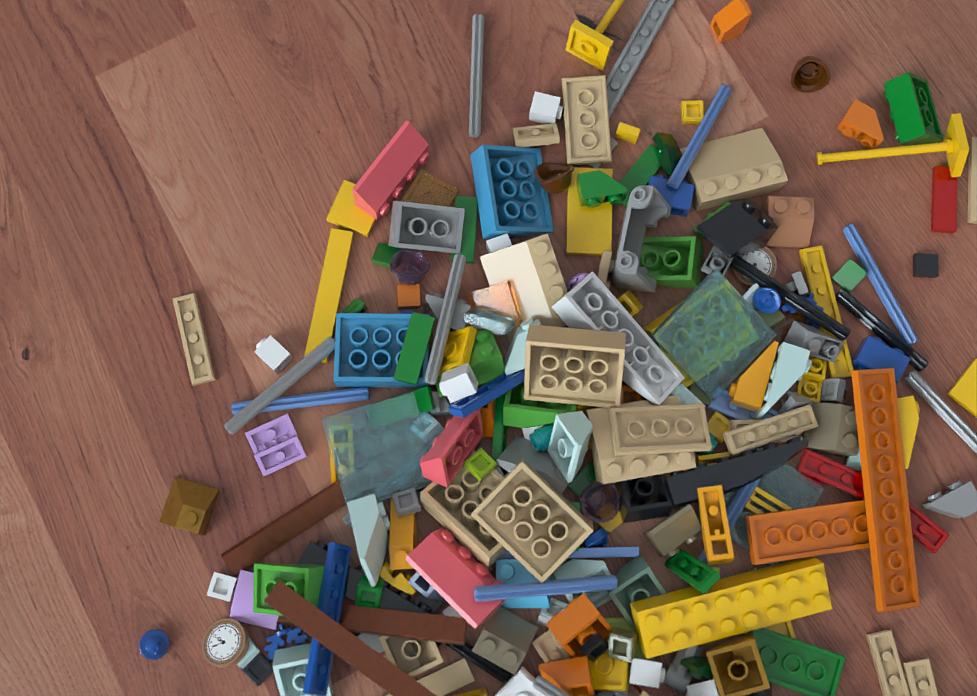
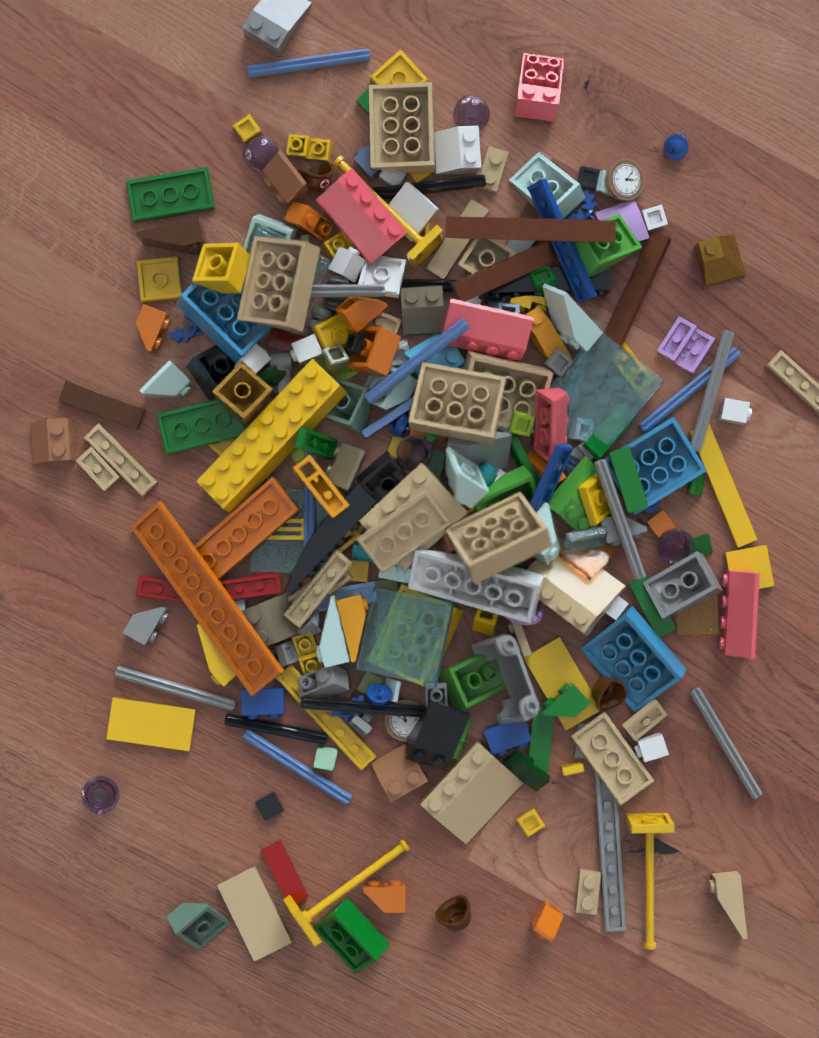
camera: 150 degrees right, 10 degrees up
(458, 383) = (577, 471): white brick -> none
(677, 26) = (588, 891): none -> tan plate
(699, 137) = (512, 800): medium blue axle -> none

